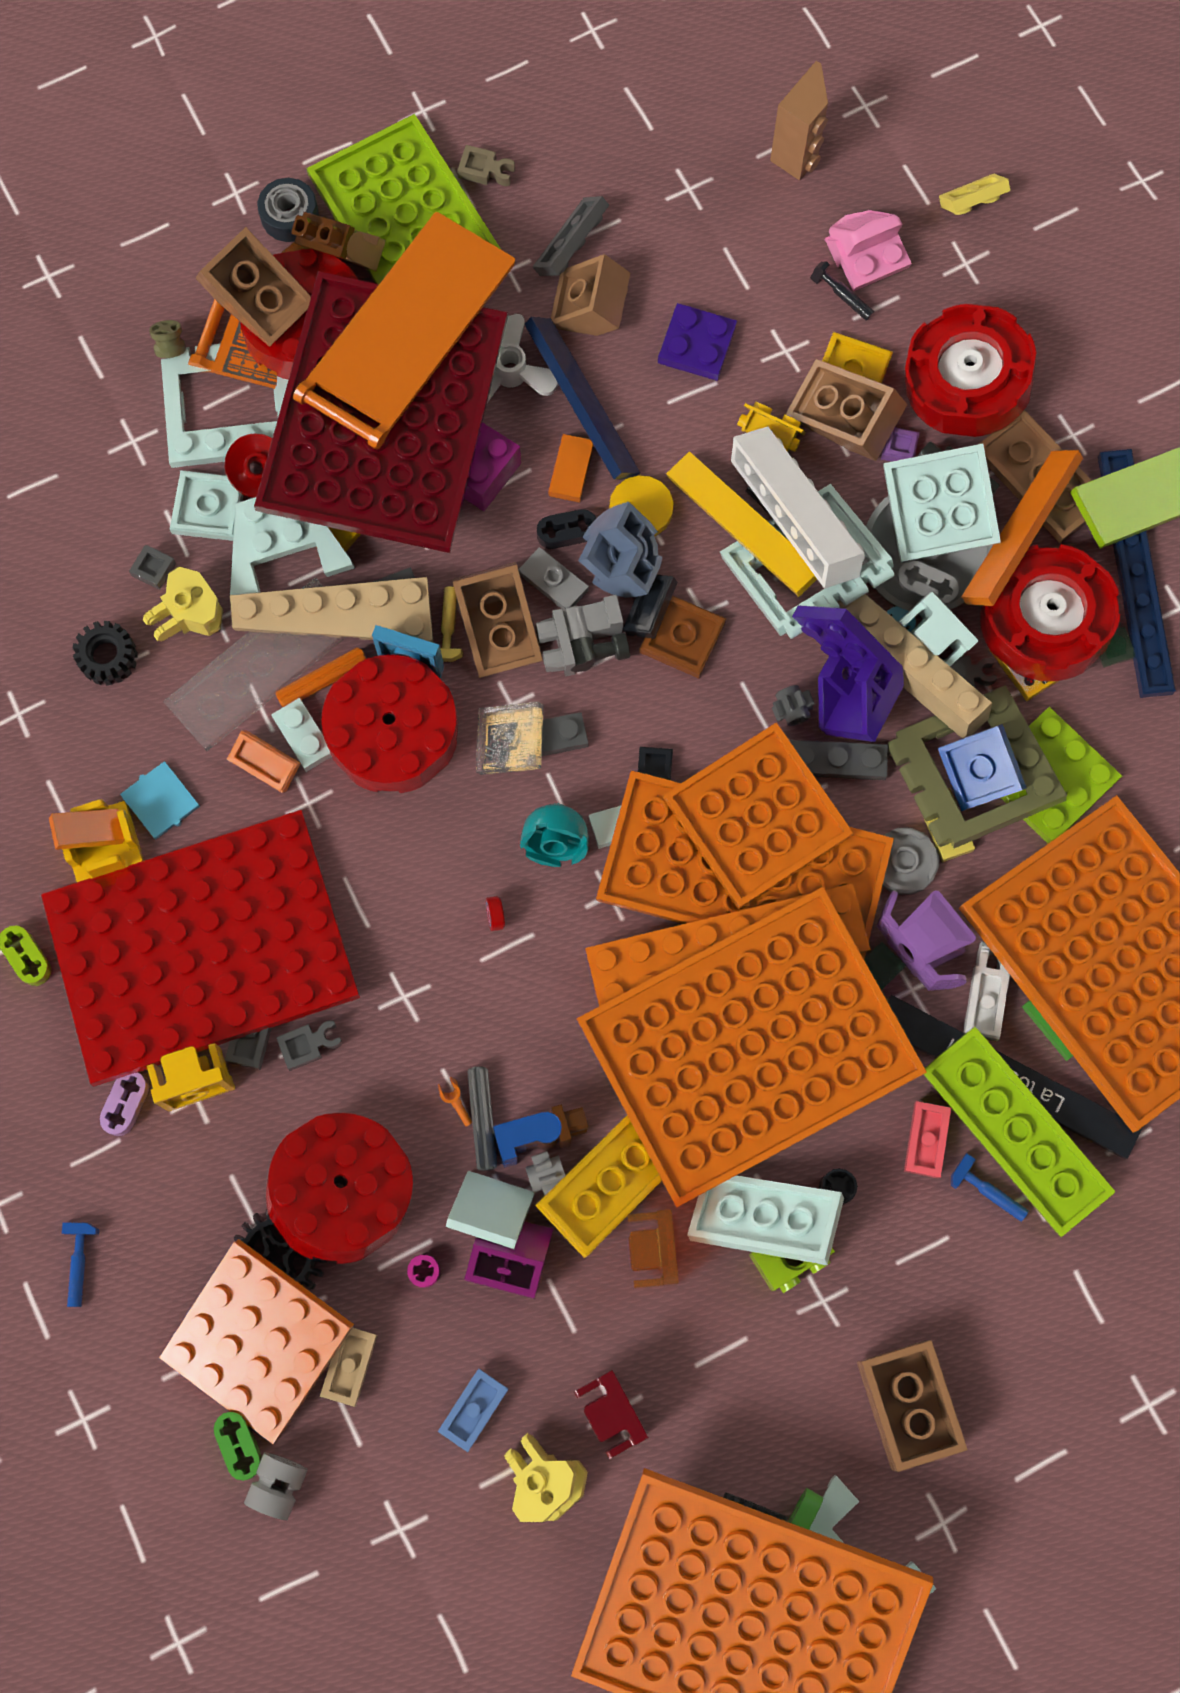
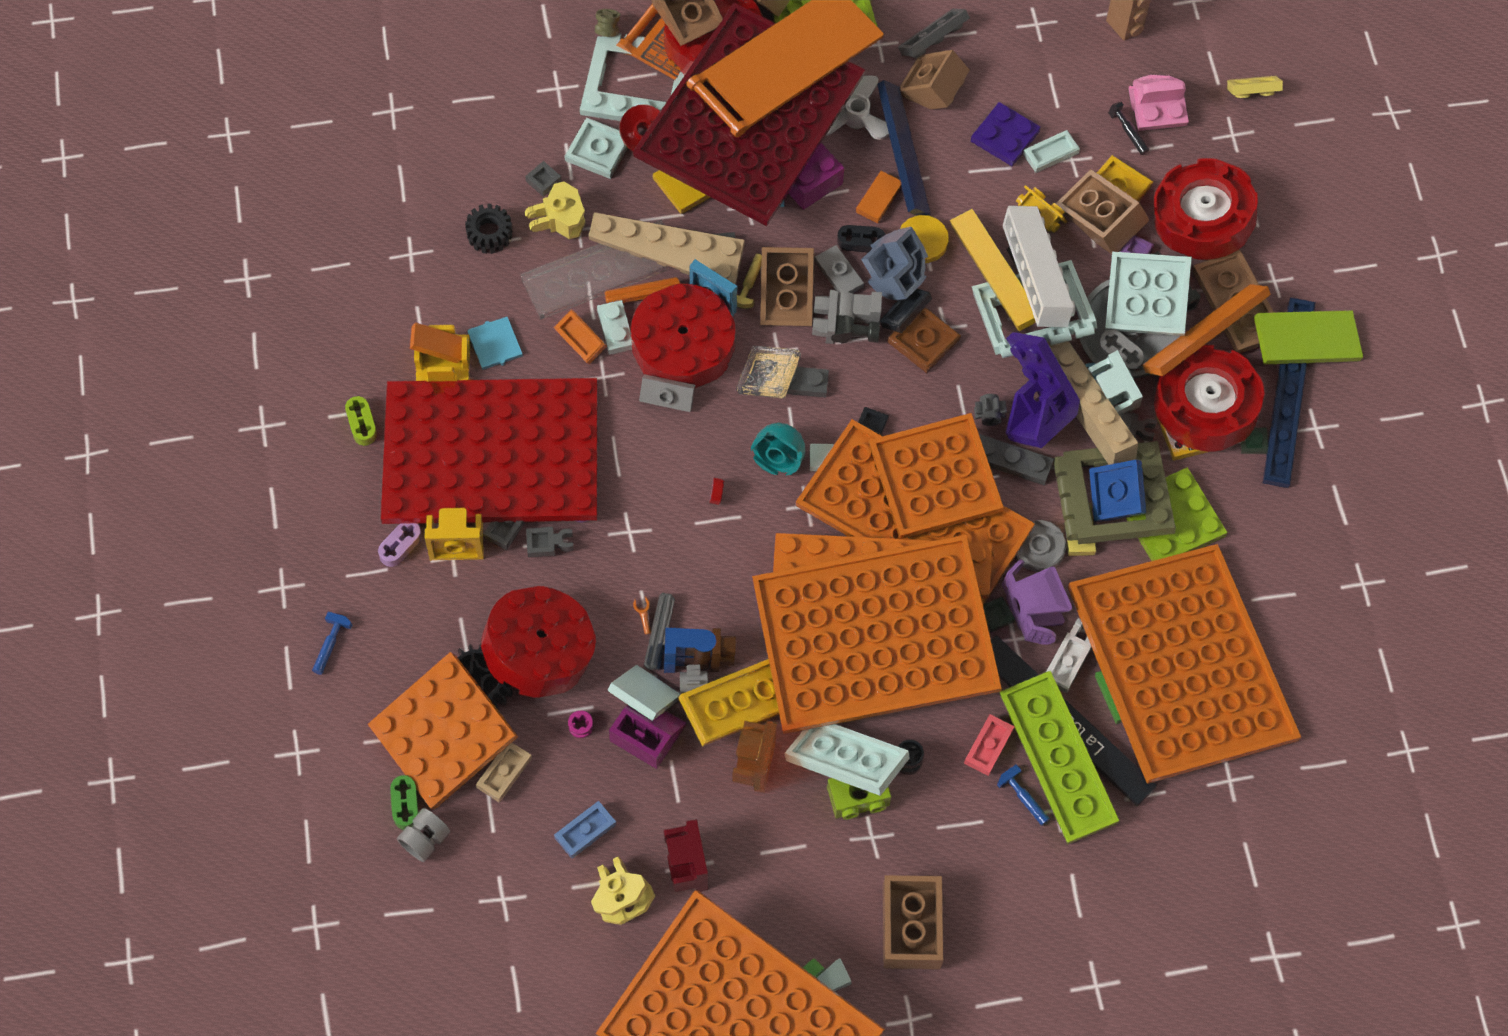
camera: 15 degrees right, 10 degrees down
(266, 537) = (638, 180): light aqua wing -> none
(393, 803) = (667, 393): none -> light grey plate
(758, 348) = (1051, 151): none -> light aqua tile

